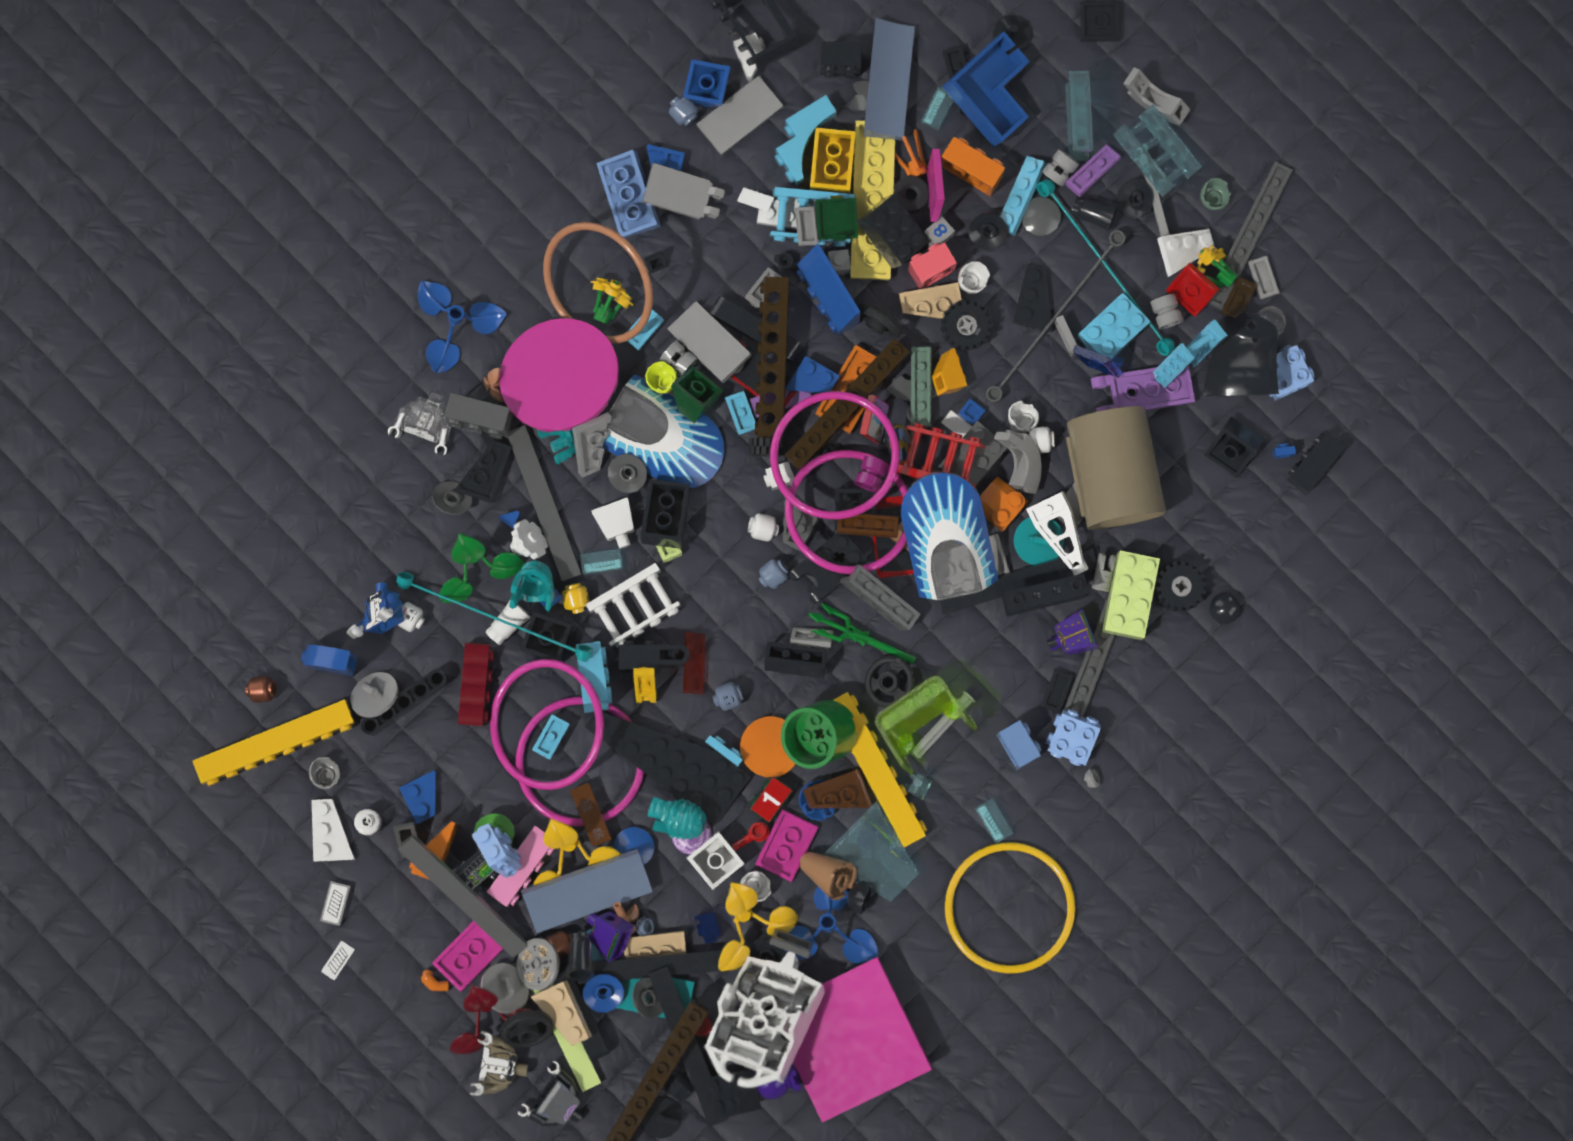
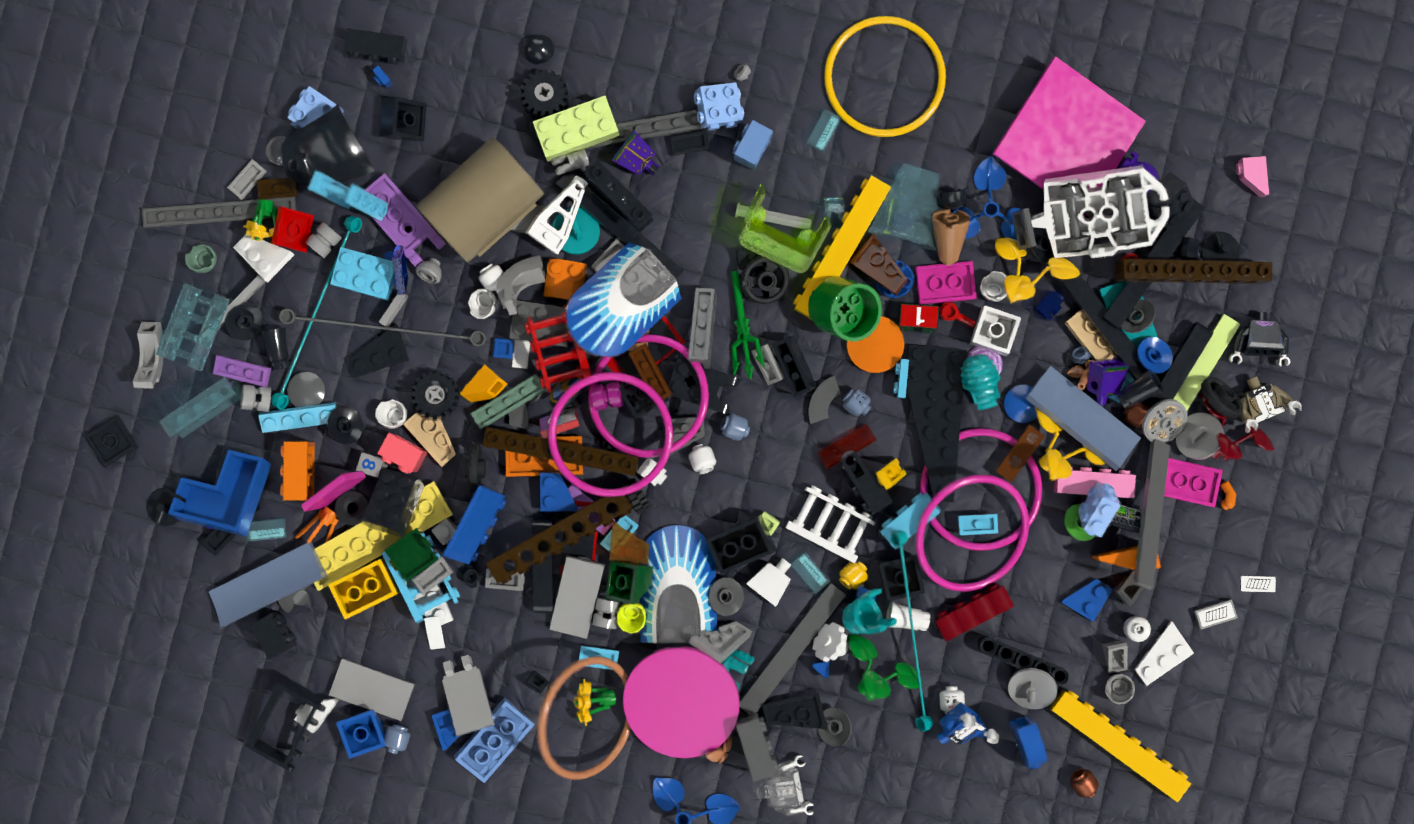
camera: 120 degrees left, 5 degrees up
(355, 788) = (1115, 656): none -> light grey slope
(564, 1011) = (1188, 378): tan wing -> none
(726, 412) = (627, 547): none -> clear orange wing
(750, 667) = (821, 399): none -> dark grey tile
(802, 128) = (351, 631): medium azure arch -> none
(1081, 388) = (429, 271): none -> light grey brick

